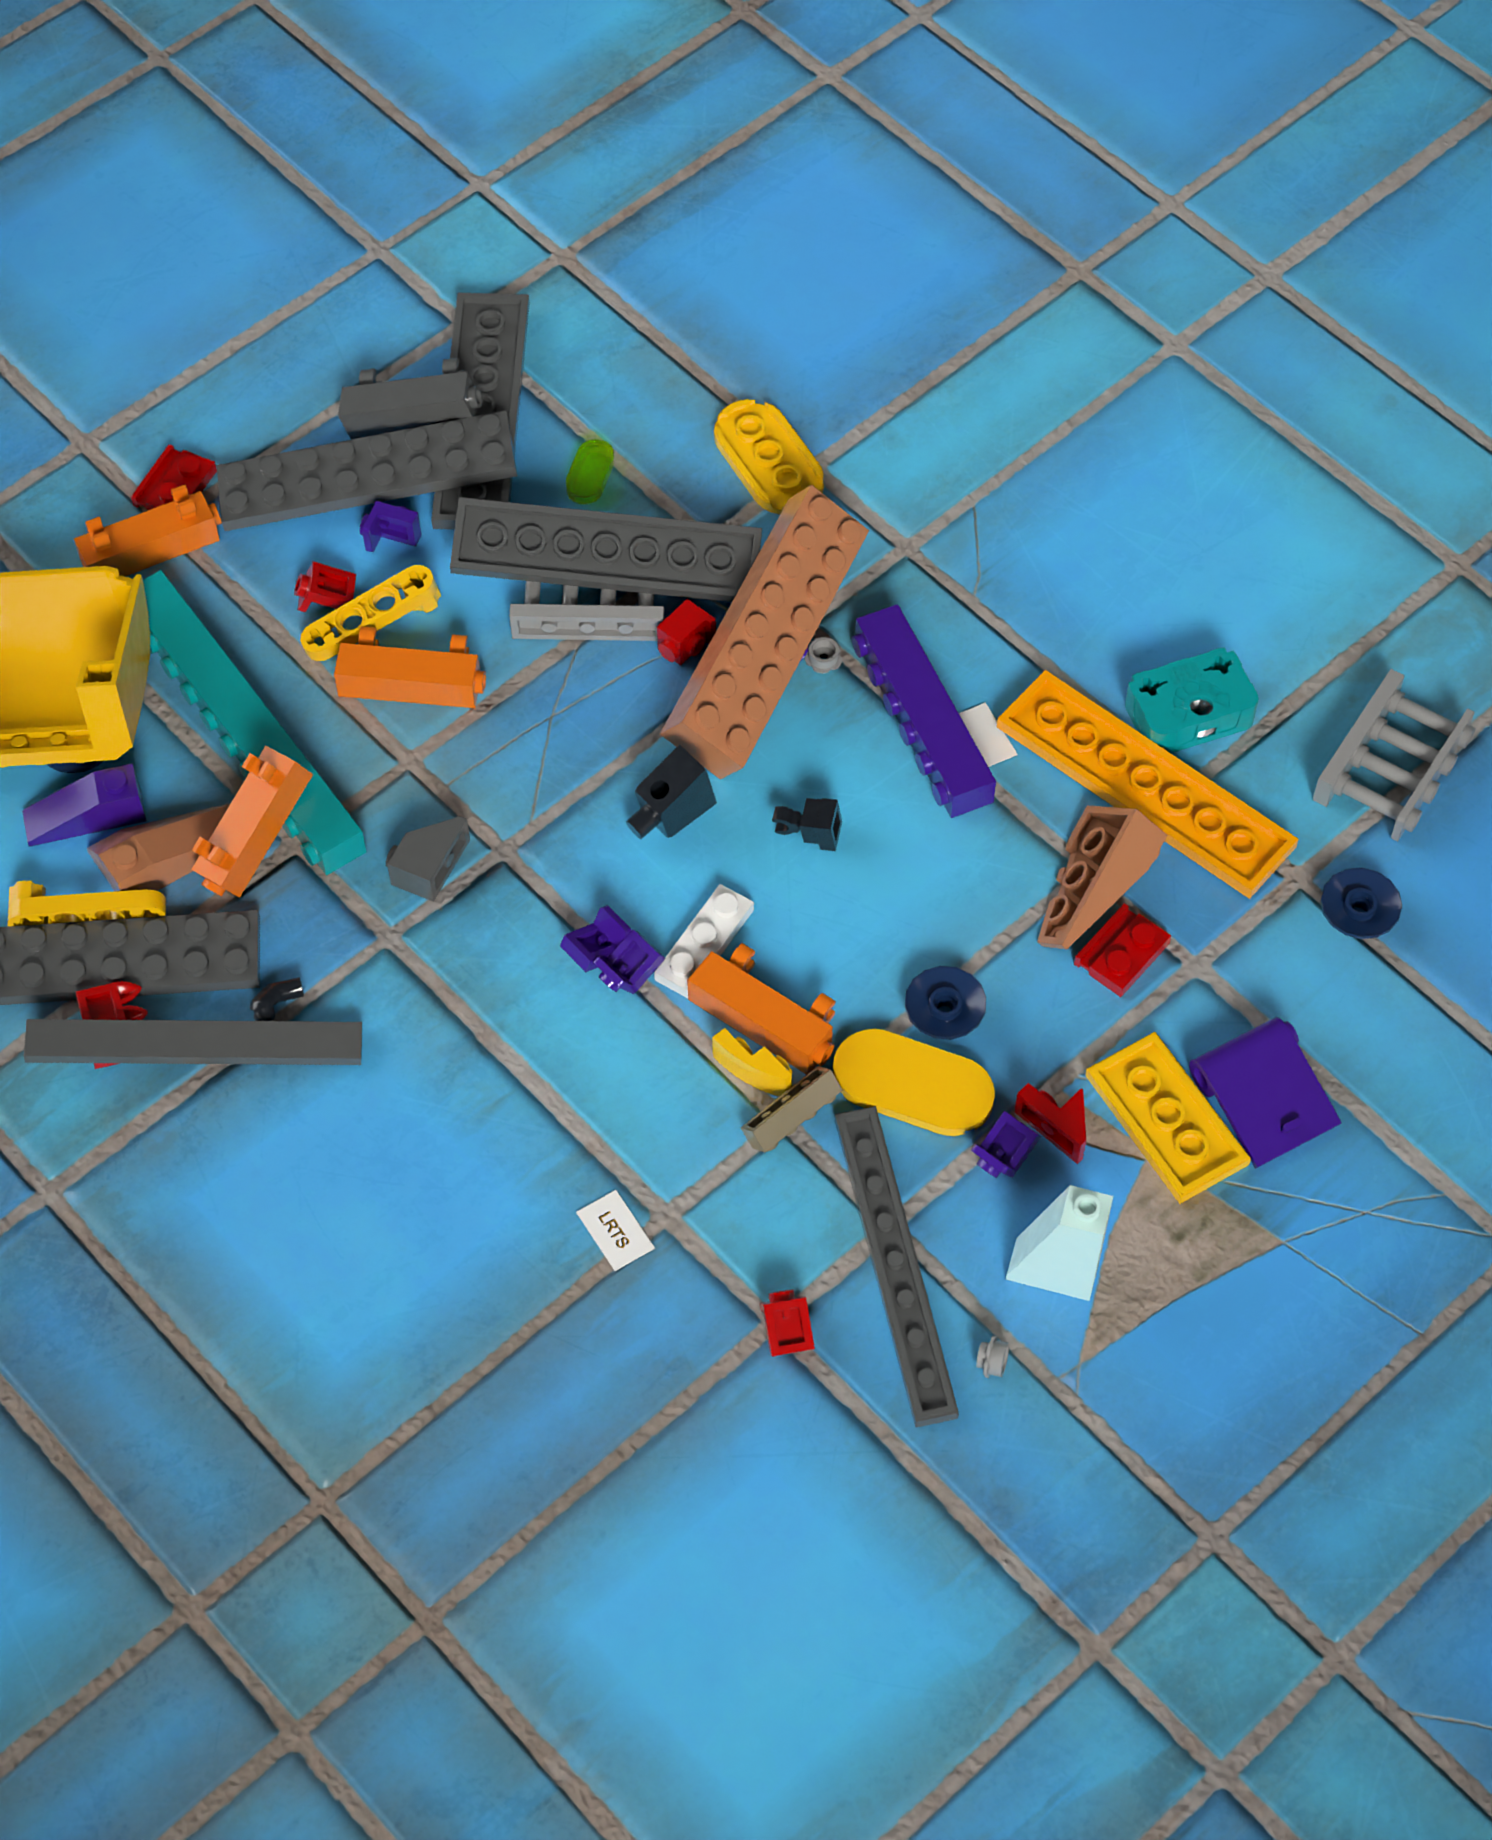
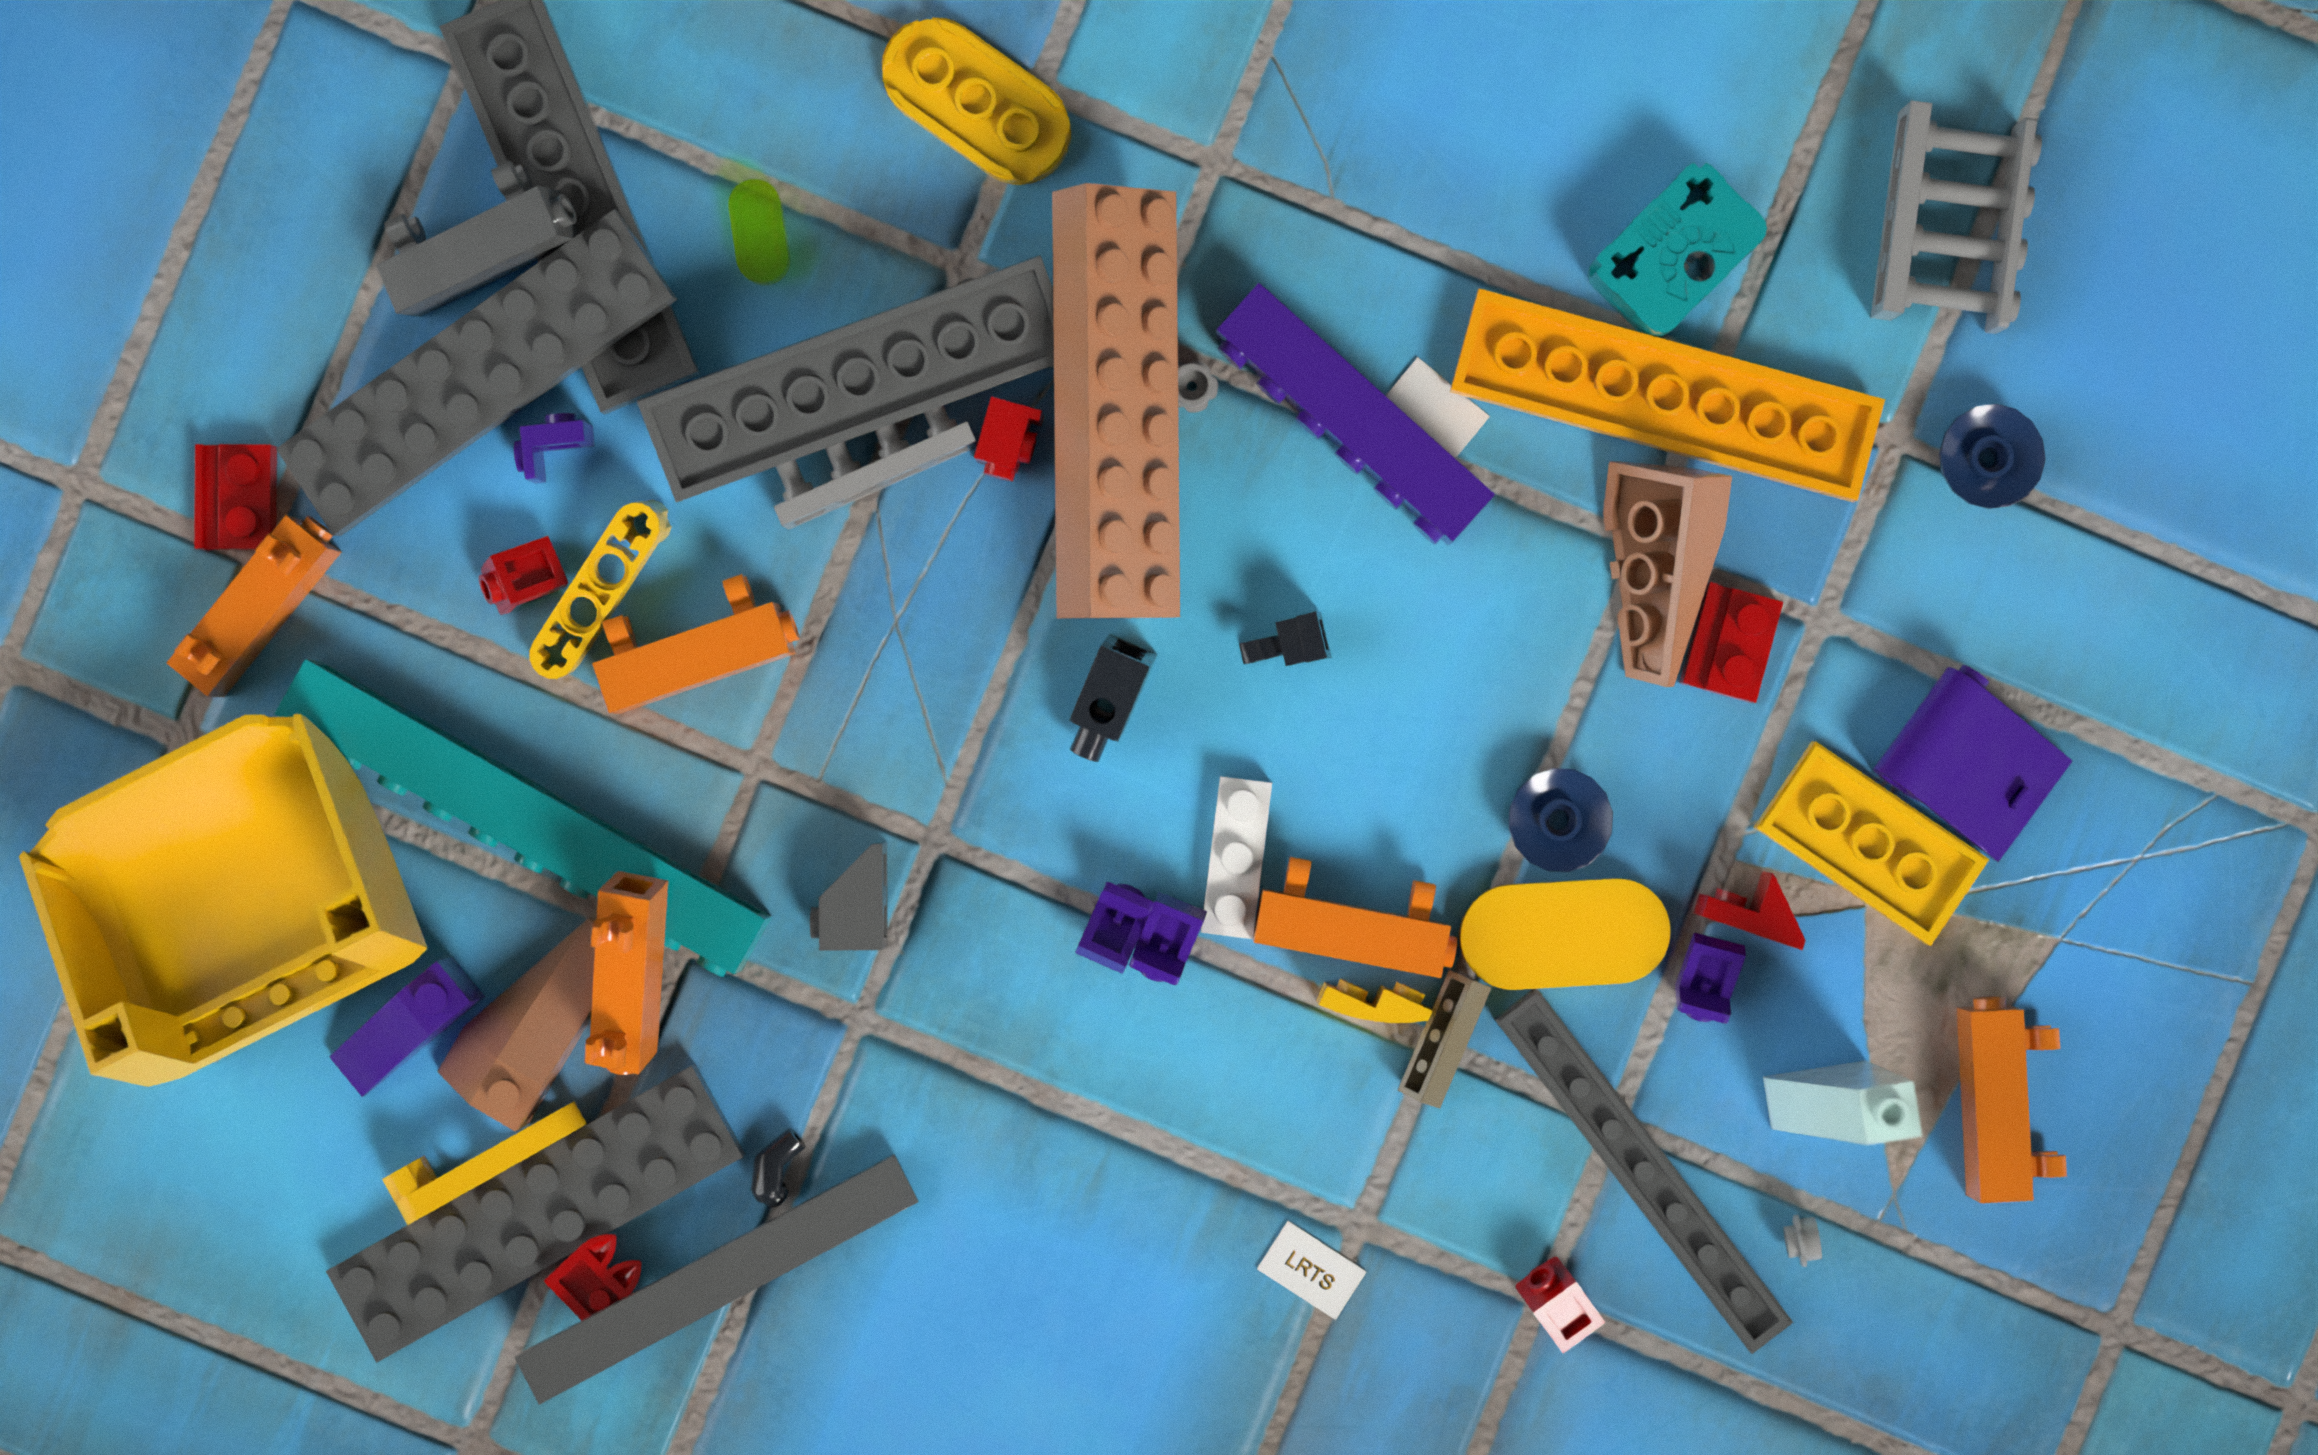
camera: 30 degrees left, 30 degrees up
(1182, 1322) = (1997, 1102): none -> orange brick

